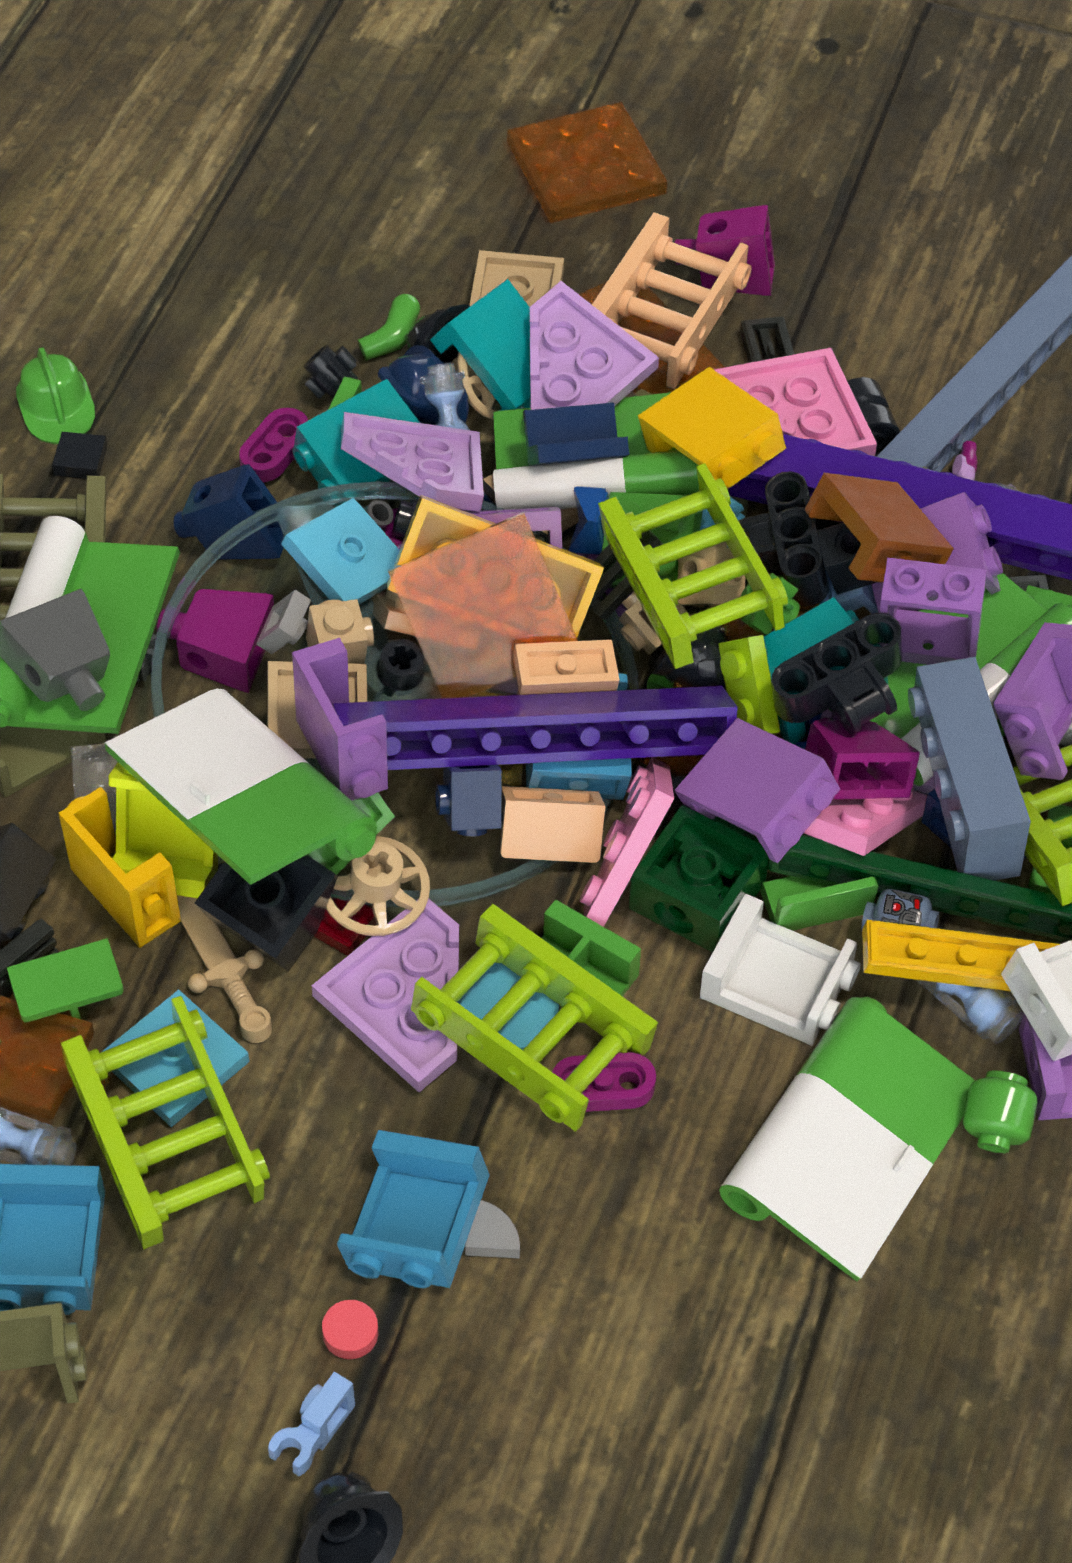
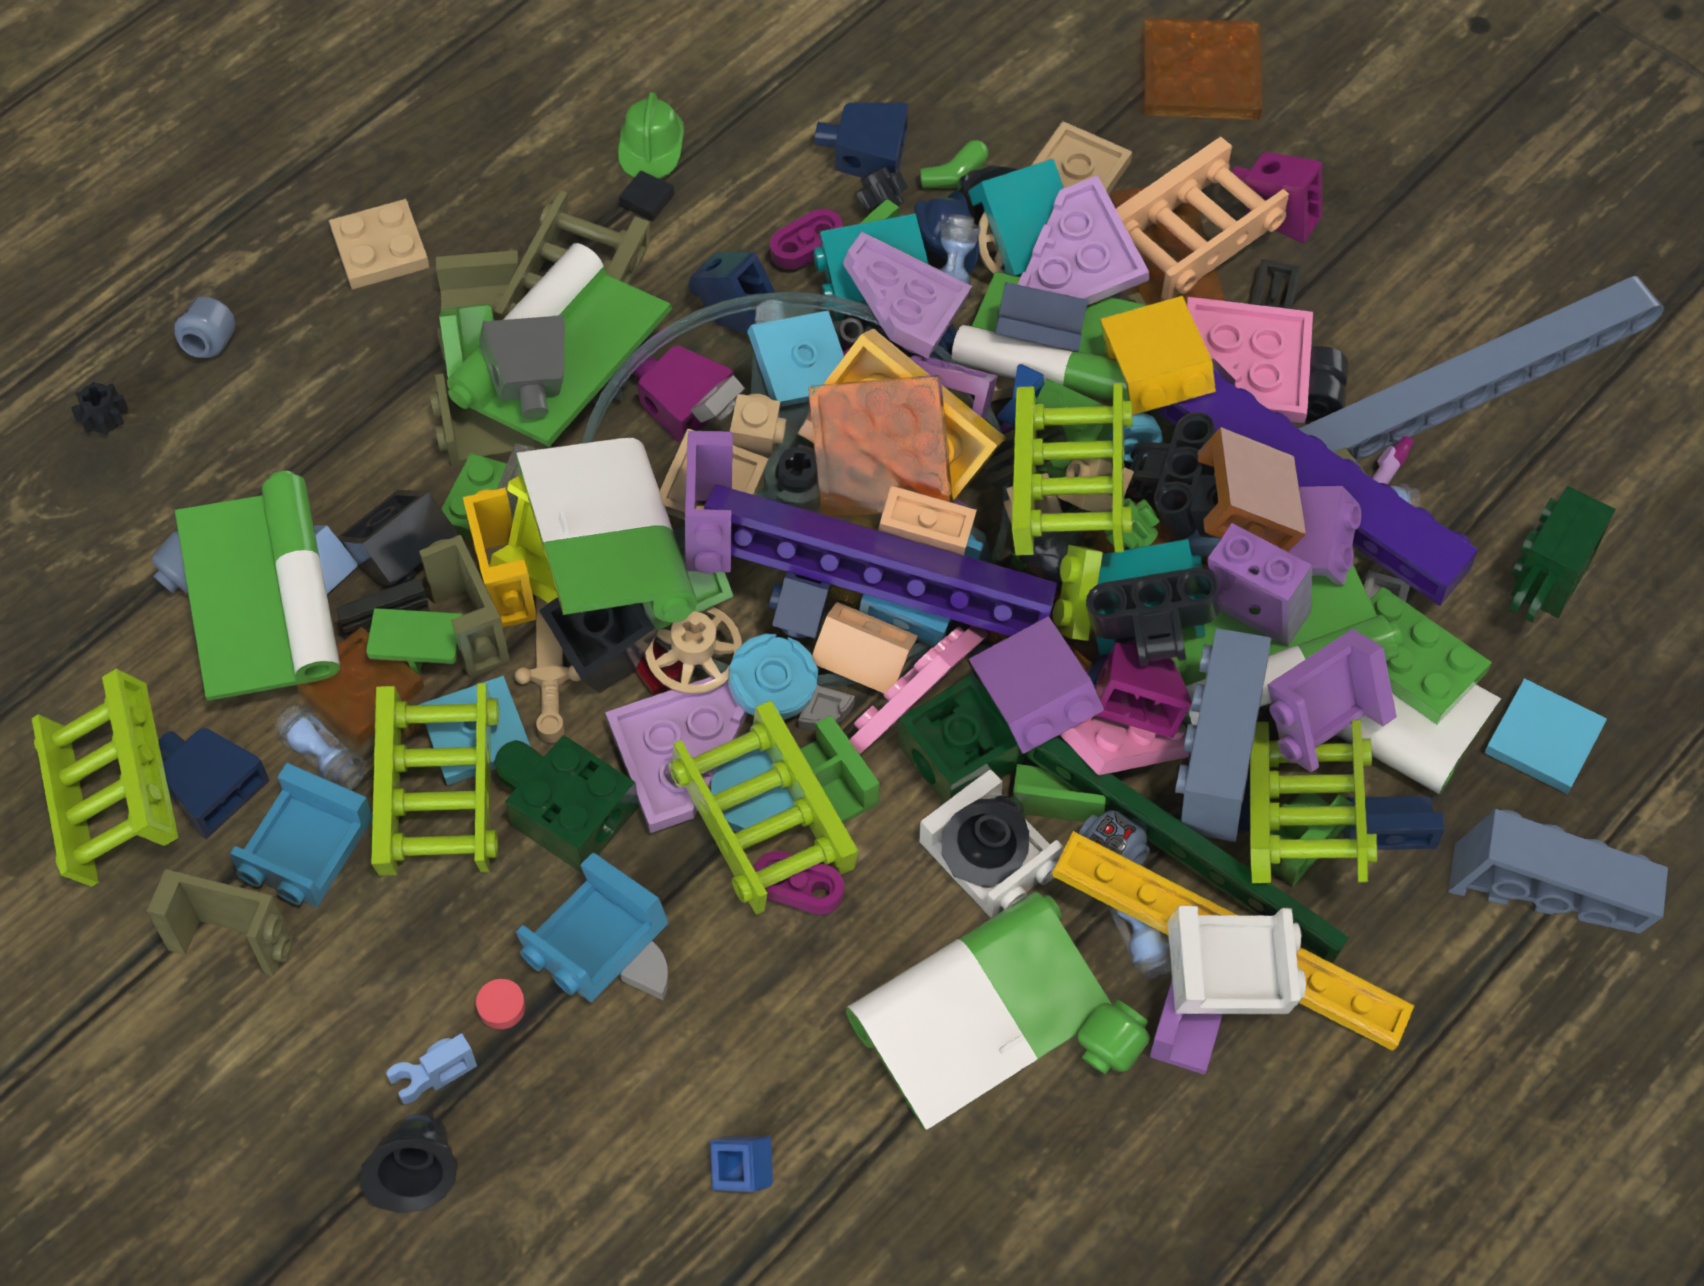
camera: 25 degrees right, 5 degrees up
(42, 801) = (477, 475): none -> bright green plate
(141, 946) = (480, 632): none -> olive panel
(286, 326) = (866, 137): none -> dark blue torso
(316, 1089) = (565, 798): none -> dark green brick
(467, 880) = (775, 671): none -> medium azure tile
(534, 897) = (823, 704): none -> light grey tile
(692, 1389) = (741, 1163): none -> blue slope
(781, 964) = (986, 840): none -> black piece

